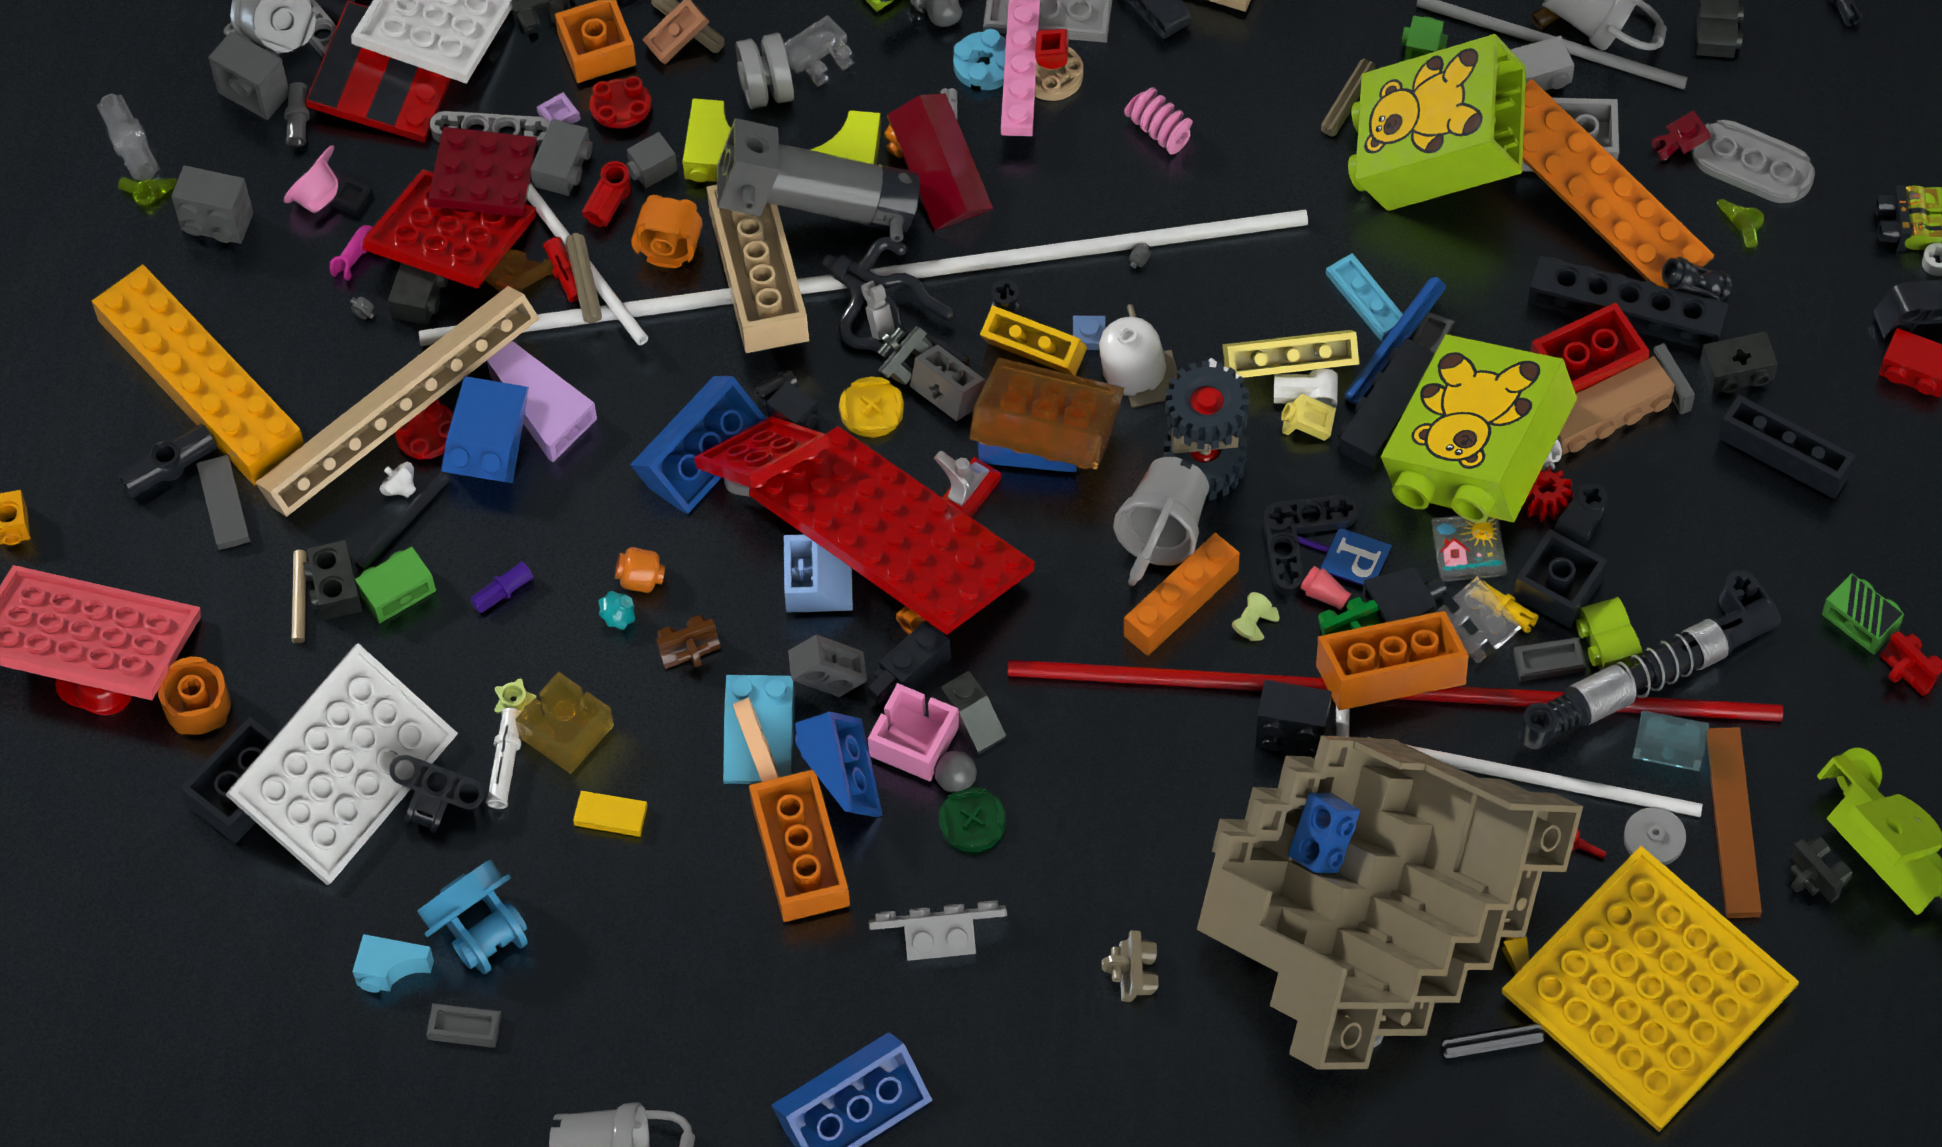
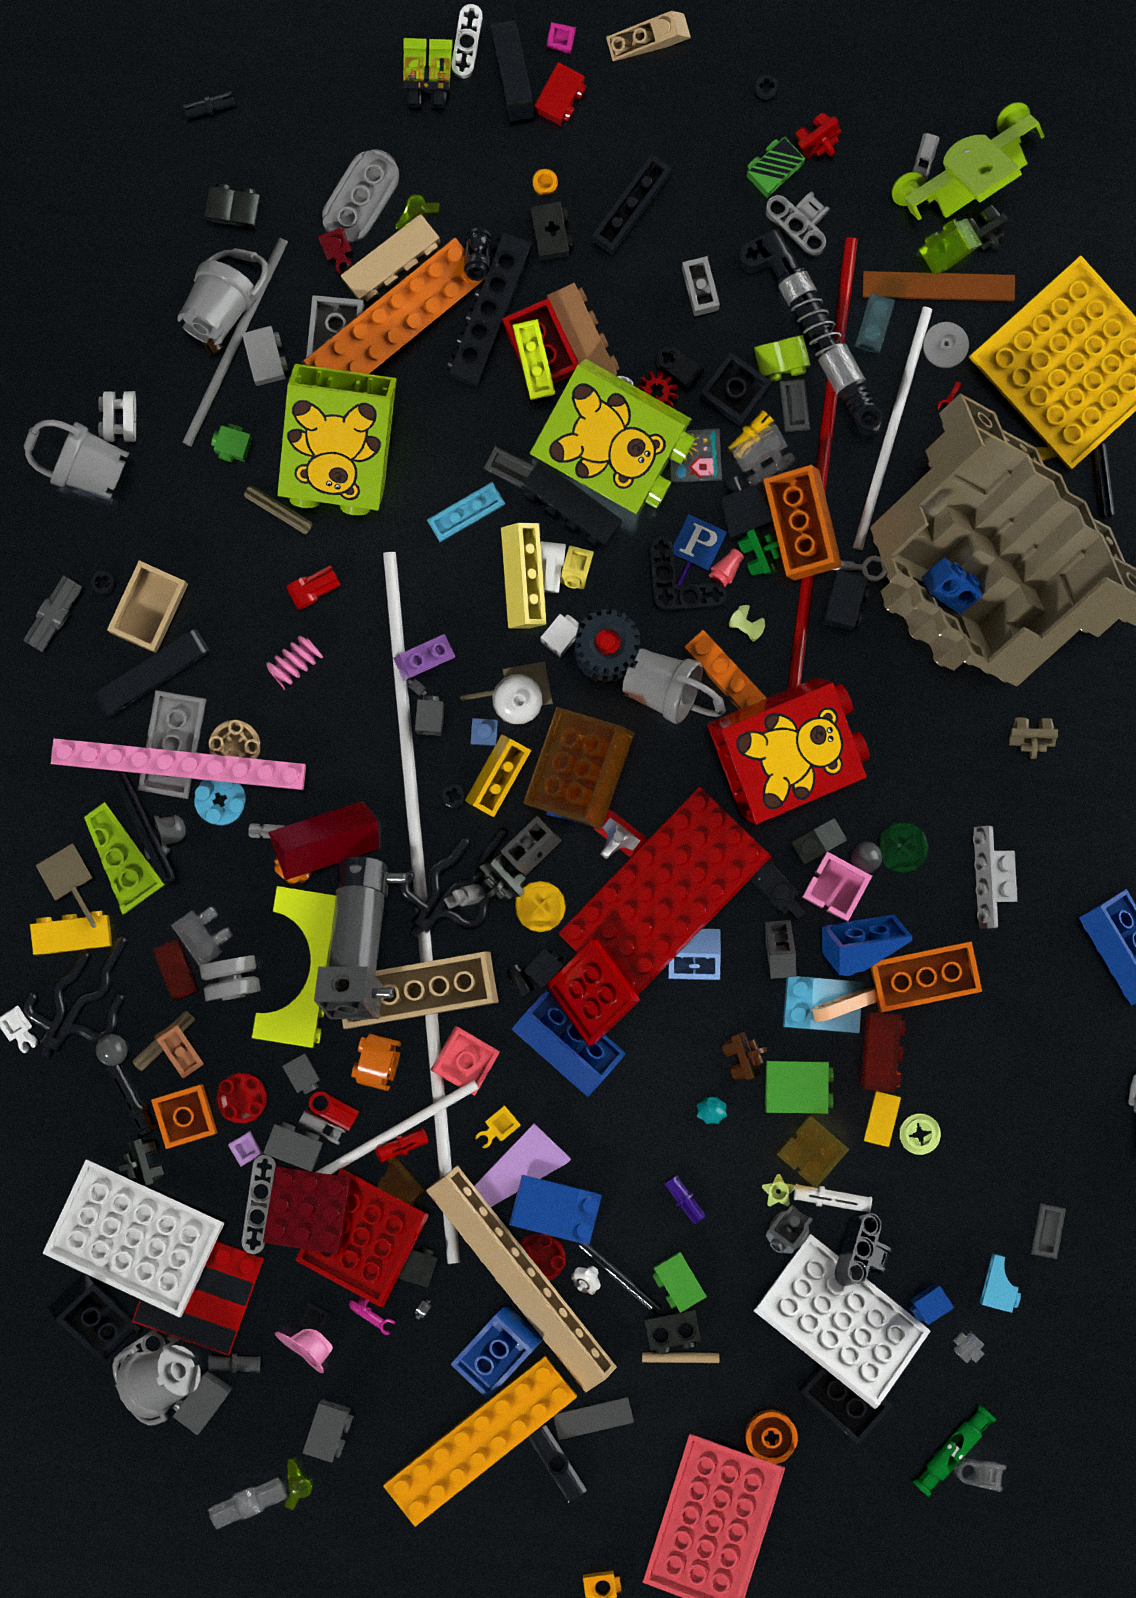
camera: 90 degrees left, 25 degrees up
(139, 959) = (986, 1473): none -> clear piece
(174, 922) = (948, 1457): none -> green piece
(307, 928) = (968, 1347): none -> clear gear
(311, 387) = (497, 1351): none -> blue slope
(364, 872) = (930, 1304): none -> blue brick
(463, 704) = (788, 1230): none -> dark grey hand
(496, 929) = (969, 1223): dark azure piece -> none
(577, 853) = (929, 1141): none -> yellowish green gear
(583, 278) = (416, 1130): dark tan axle -> none
(585, 186) = (317, 1125): none -> light grey bar
(590, 376) = (500, 1125): none -> yellow plate
(639, 570) = (679, 1091): orange head -> none
(649, 706) = (798, 1087): none -> bright green brick
(674, 332) = (464, 1059): none -> coral tile
(696, 794) = (882, 1052): none -> clear red brick
(781, 18) = (175, 970): none -> clear red slope
(1052, 48) = (224, 743): red brick -> none
(1089, 650) = (789, 749): none -> brick
(1102, 260) = (429, 716): none -> dark grey brick
(1176, 251) = (424, 657): none -> medium lavender brick
(1251, 131) = (308, 589): none -> red piece
(1403, 329) = (512, 493): blue axle -> none
(1570, 335) = (534, 359): none -> neon yellow tile
(1680, 191) = (390, 259): none -> tan brick
(1683, 394) = (577, 277): dark grey tile -> none
(1691, 530) = (700, 286): none -> light grey brick
(1787, 819) = (949, 246): none -> clear neon green brick
(1800, 656) = (808, 213): none -> light grey piece
(1802, 358) = (545, 182): none -> light orange tile
(1921, 795) = (926, 154): none -> light grey bar

